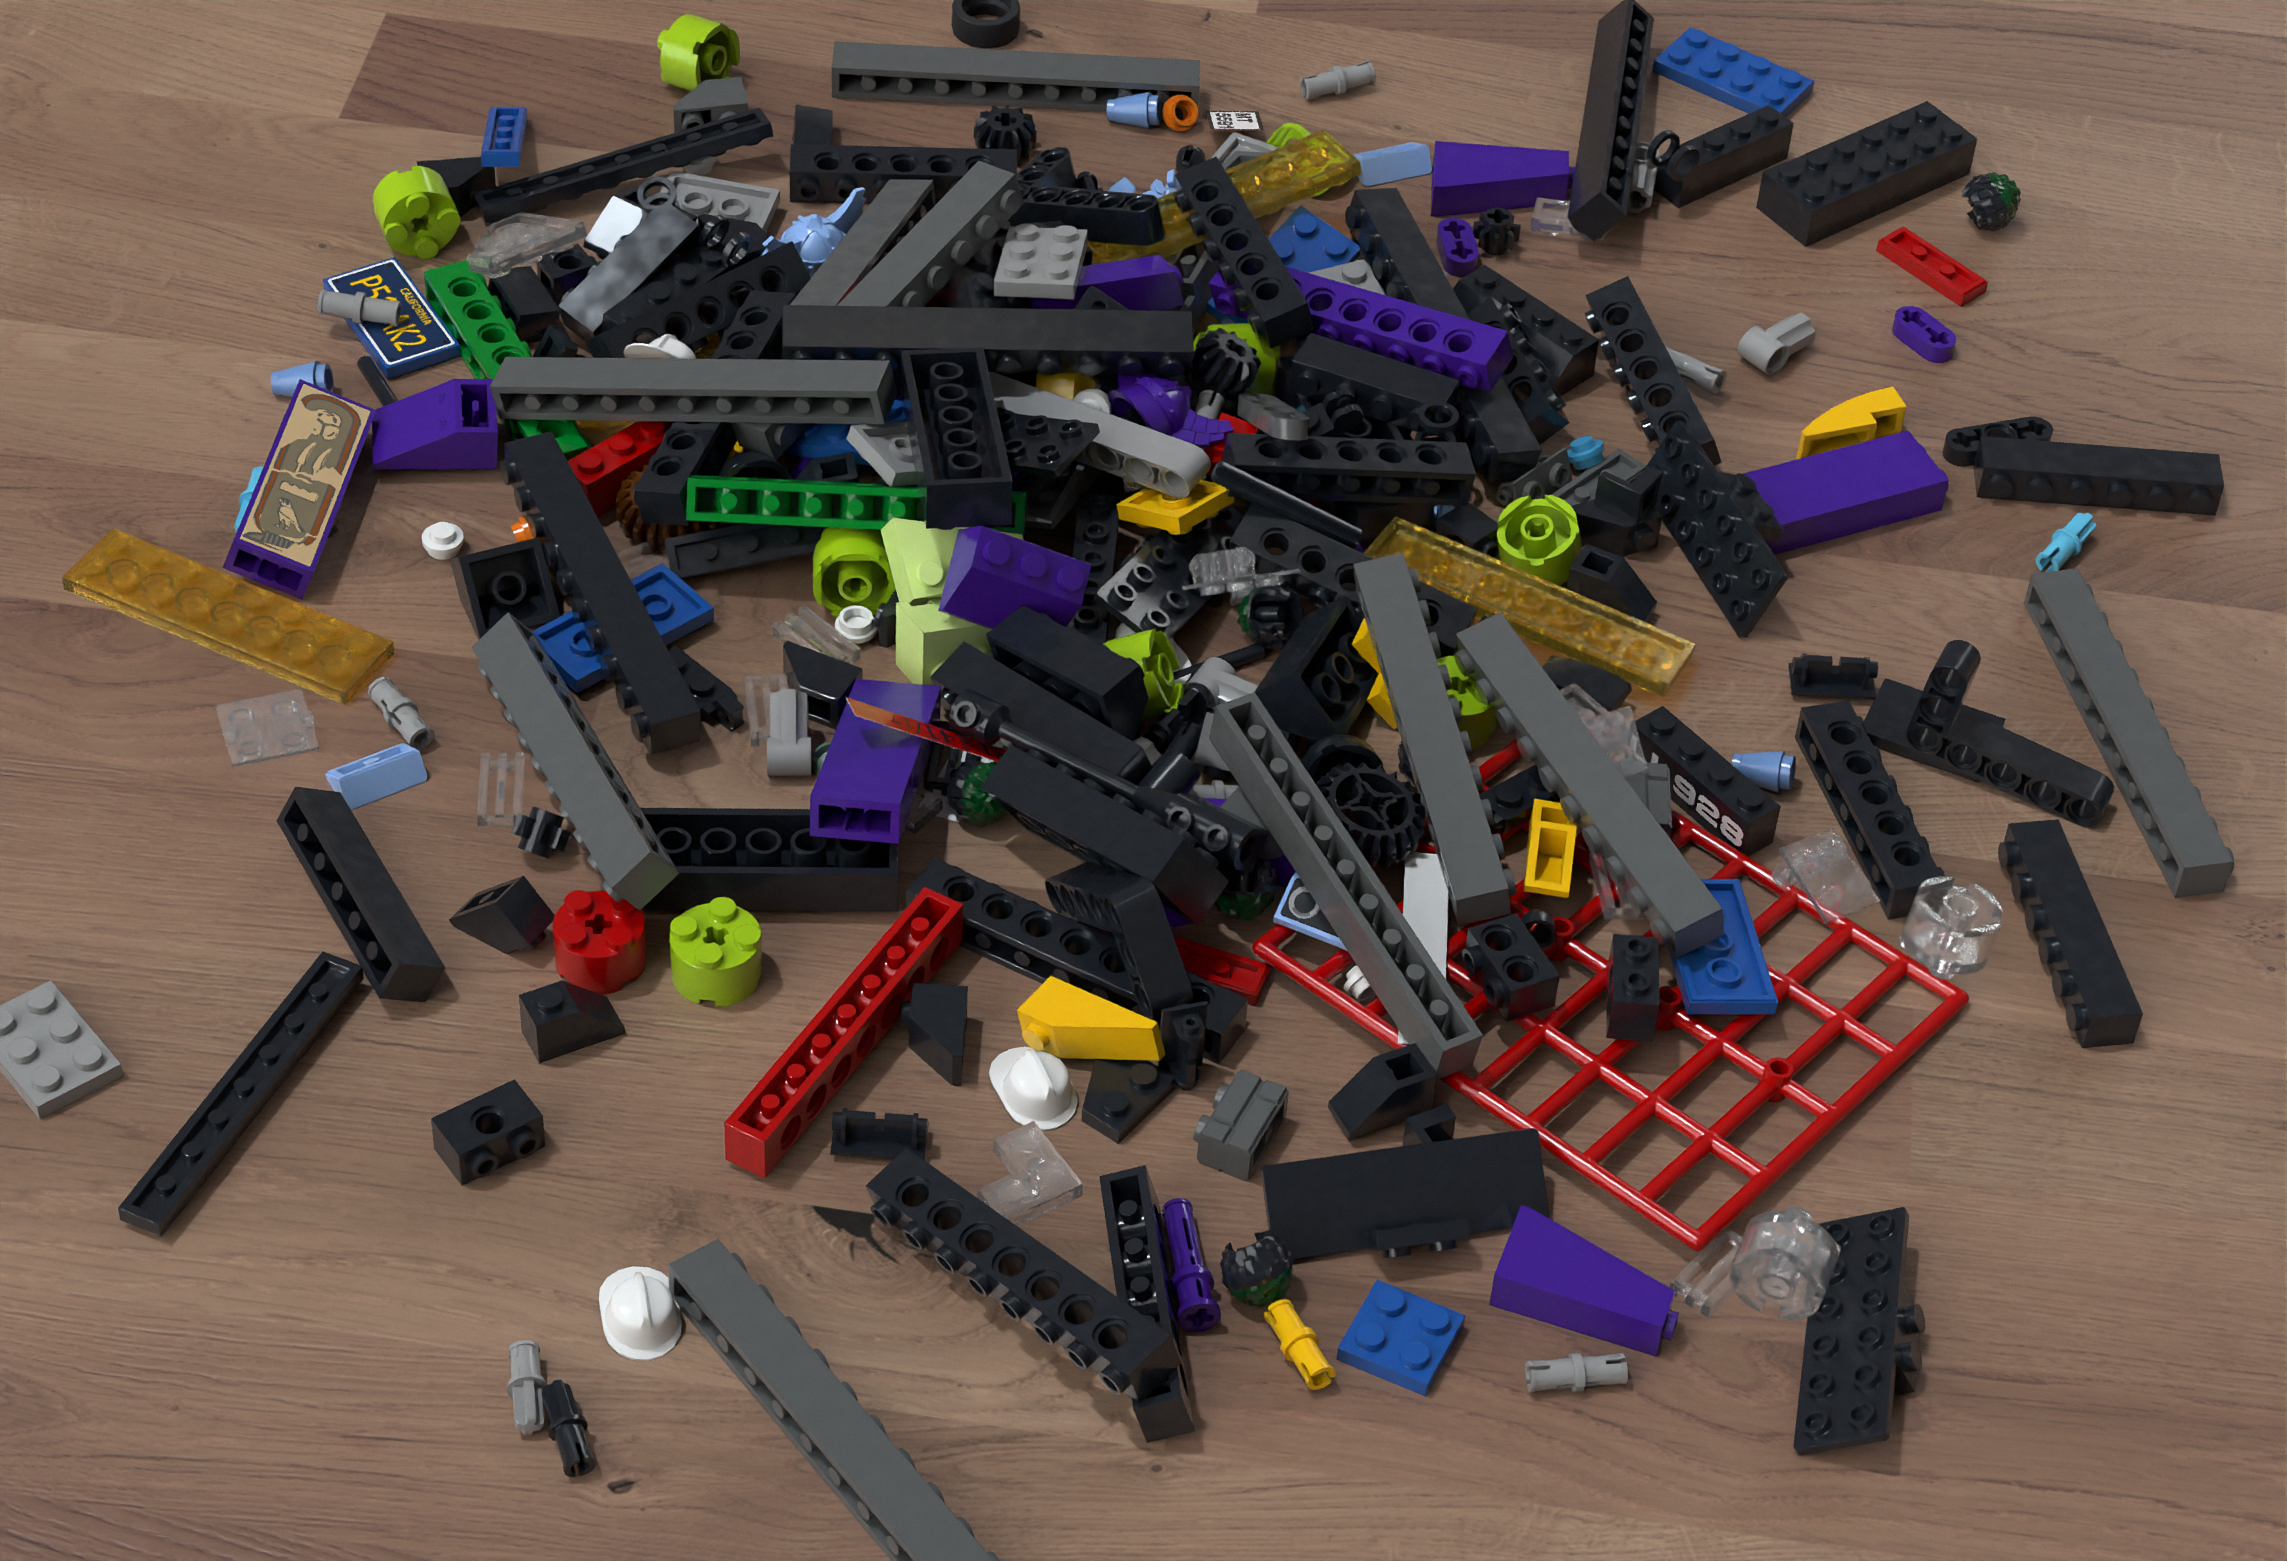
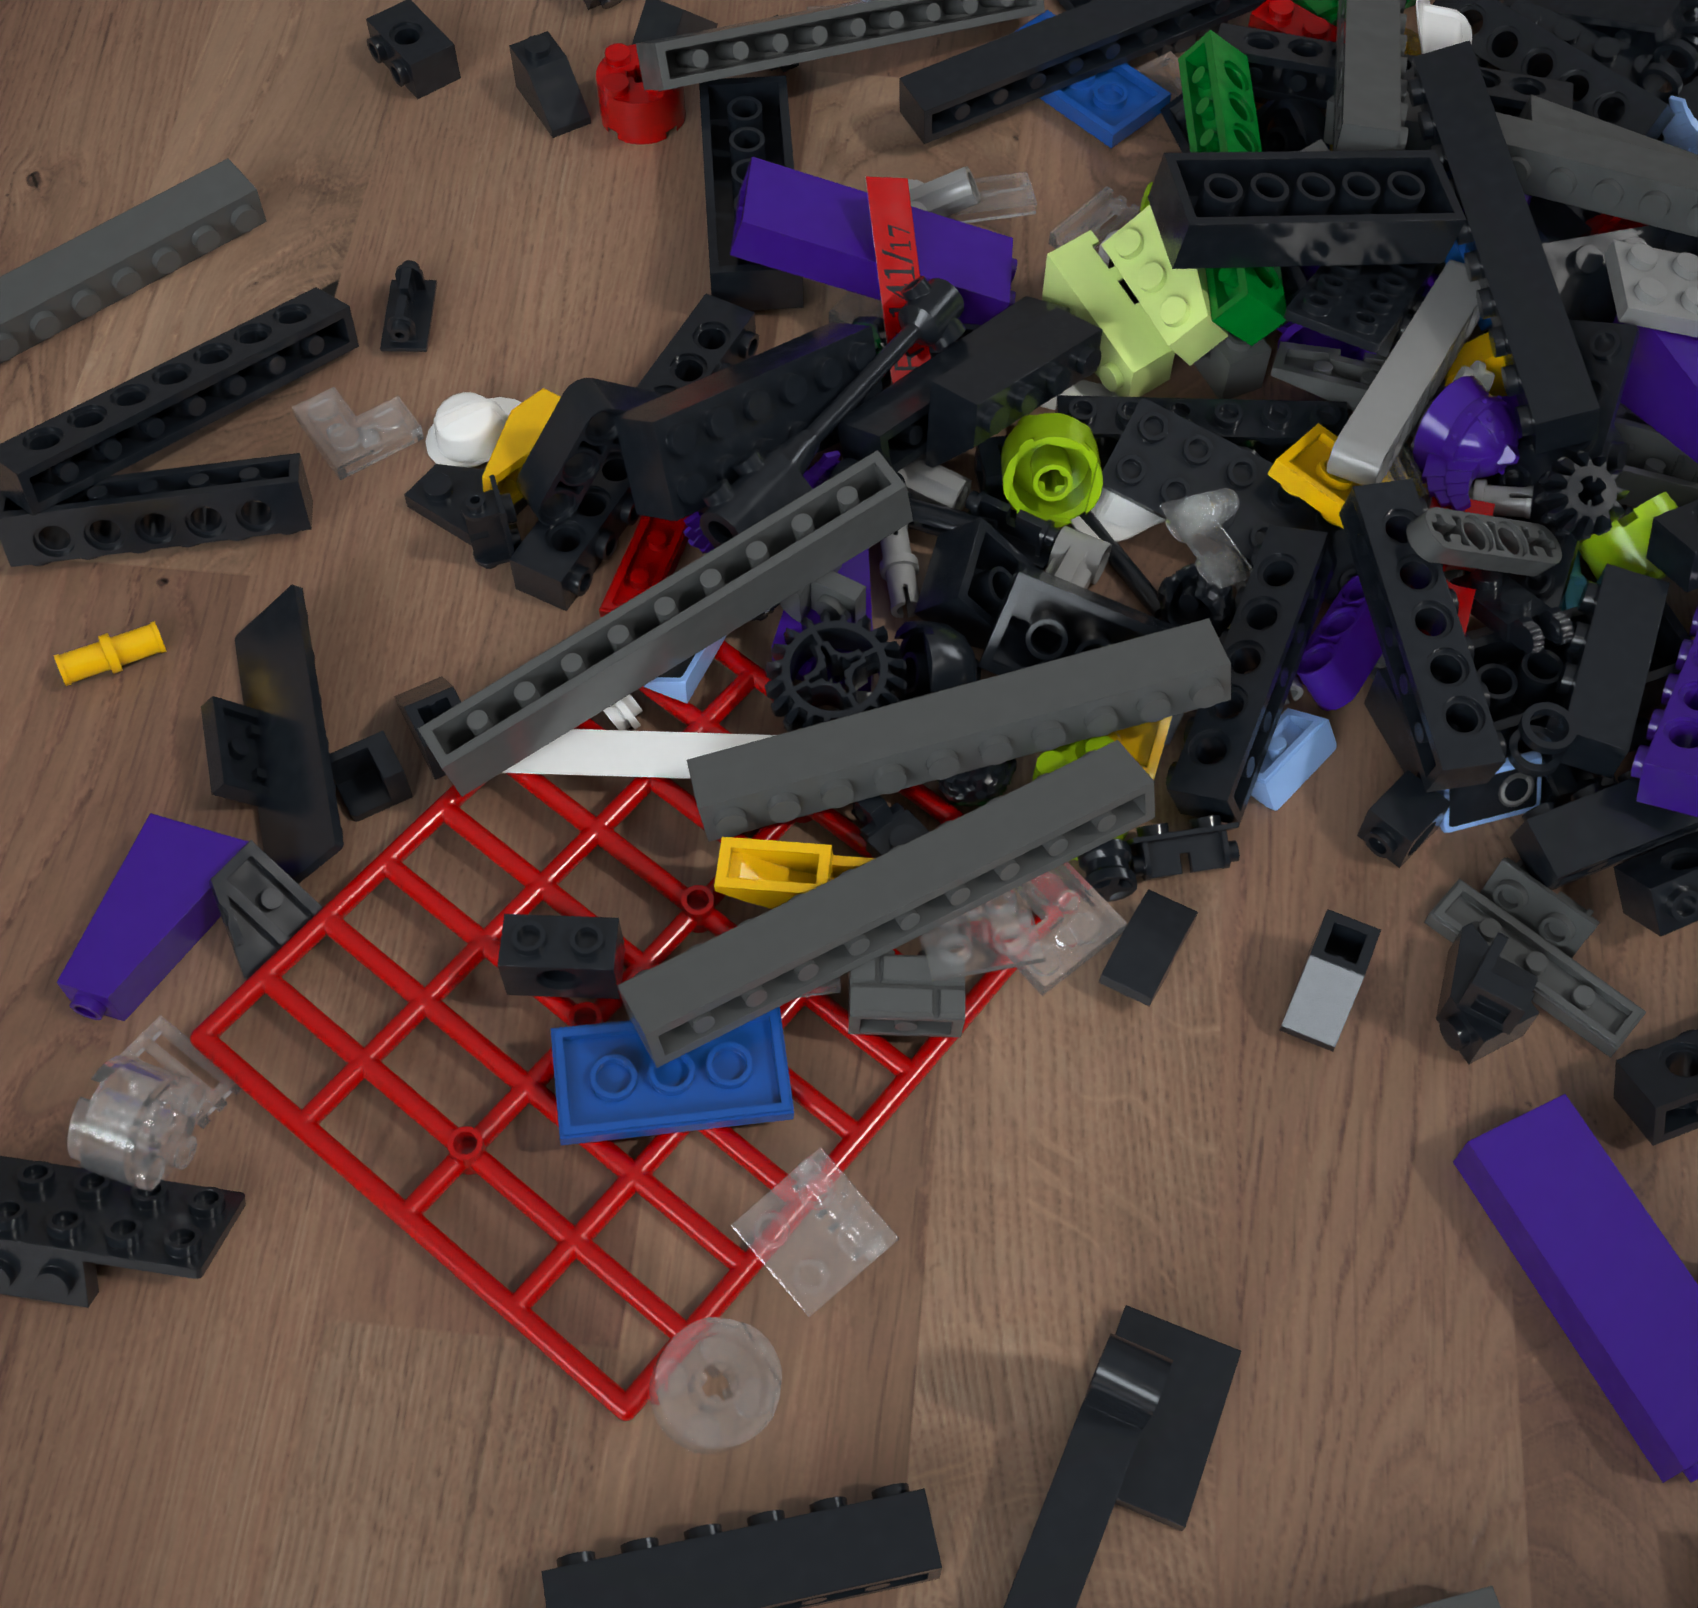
camera: 90 degrees right, 15 degrees up
(526, 1386) = (133, 103): light grey axle -> none
(567, 1428) = (82, 130): black axle -> none
(639, 1313) = (208, 149): white piece -> none
(710, 693) = (1010, 140): black hinge -> none
(716, 953) = (628, 171): lime brick -> none
(823, 679) = (1024, 216): black slope -> none
(842, 1033) = (522, 264): red brick -> none
(938, 1027) = (536, 345): black slope -> none
(999, 573) = (1136, 305): dark purple slope -> none
(1191, 1280) = (202, 560): dark purple pin -> none
(1241, 1124) = (405, 595): dark grey brick -> none
(1258, 1271) = (194, 604): black piece -> none
(1286, 504) = (1328, 566): black axle -> none
(1400, 1337) = (118, 750): blue plate -> none
(1510, 967) = (605, 838): black brick -> none
(1540, 537) = (1394, 884): lime brick -> none
(1540, 609) = (1270, 886): clear yellow plate -> none
(1544, 930) = (672, 863): black hinge -> none
(1576, 1372) = (44, 913): light grey pin -> none
(1583, 1205) = (259, 906): none -> black wing
(1585, 452) = (1619, 966): dark azure plate -> none
(1708, 784) = (979, 1082): black brick -> none
(1719, 528) = (1496, 1129): black bracket -> none
(1767, 769) = (1025, 1172): medium blue cone -> none
(1818, 677) = (1228, 1276): black hinge -> none
(1866, 804) = (1100, 1242): black brick -> none

